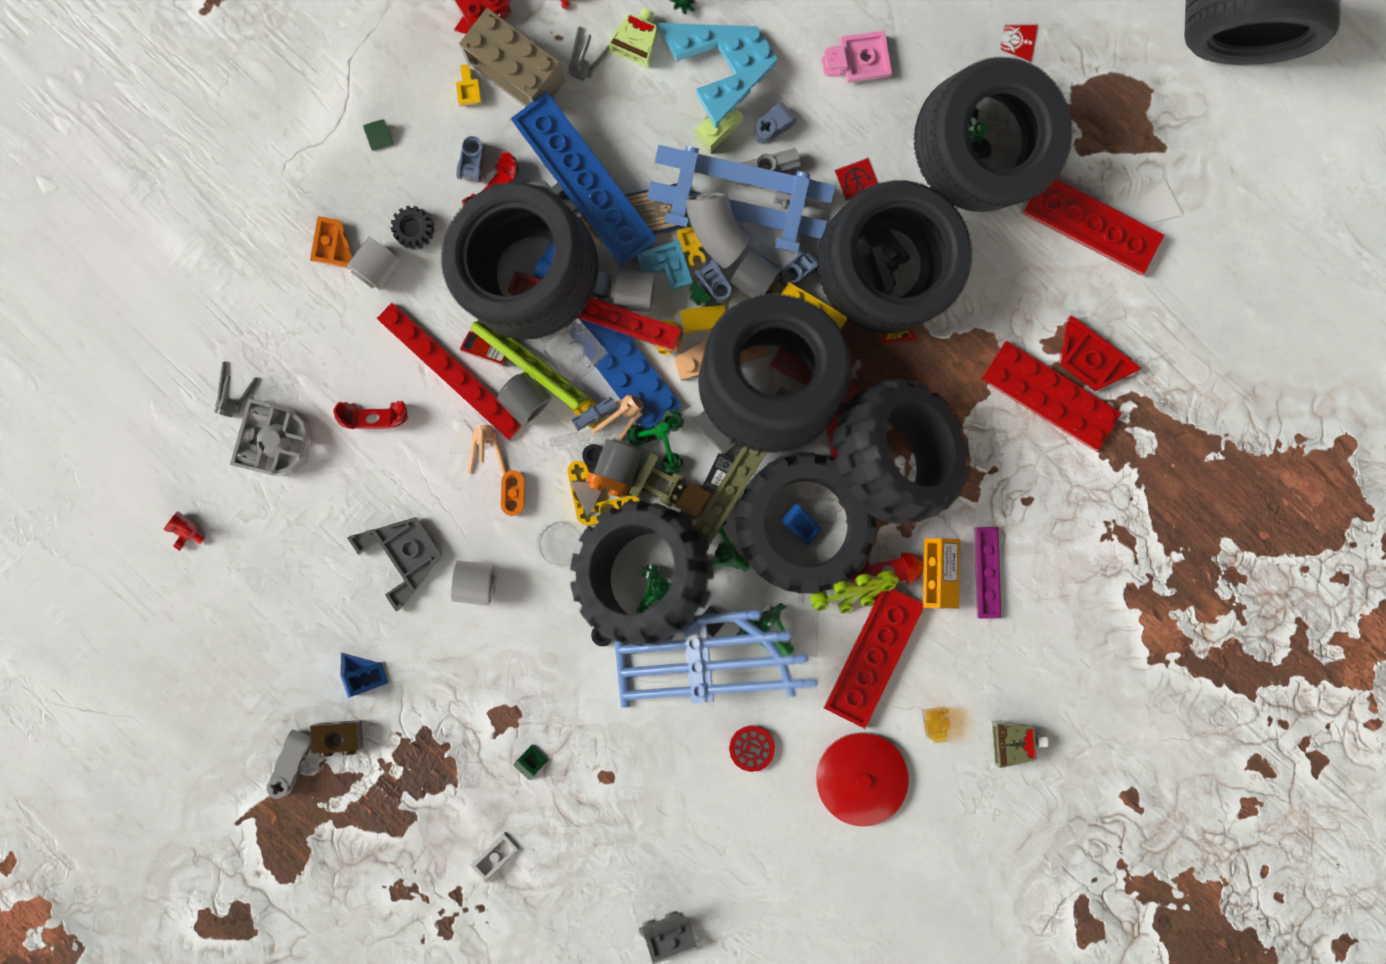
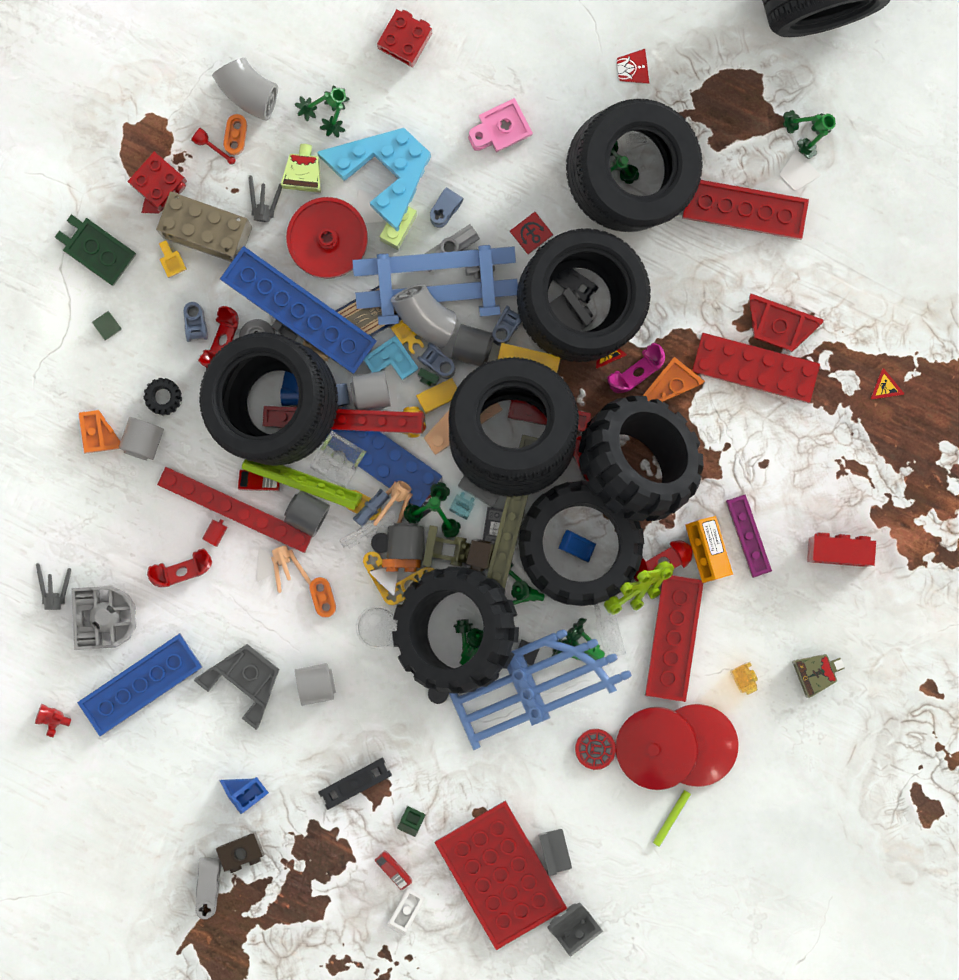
camera: 15 degrees left, 0 degrees up
(289, 524) = (140, 684): none -> blue plate
(393, 53) = (96, 250): none -> dark green tile
(421, 388) = (215, 532): none -> red piece
(483, 703) = (355, 783): none -> black plate
(495, 809) = (393, 870): none -> slope
(607, 852) = (500, 875): none -> red plate
(639, 113) = (326, 237): none -> red dish
(673, 845) = (555, 851): none -> dark grey panel
(691, 443) = (462, 506): none -> clear light blue tile
(809, 849) = (671, 818): none -> lime bar
(818, 769) = (657, 748): none -> red dish
(943, 353) = (651, 362): none -> dark pink piece
(960, 382) = (673, 381): none -> orange wing
(1085, 620) = (841, 550): none -> red brick
(1183, 460) = (886, 387): none -> sticker
(1201, 161) = (821, 125): none -> plant

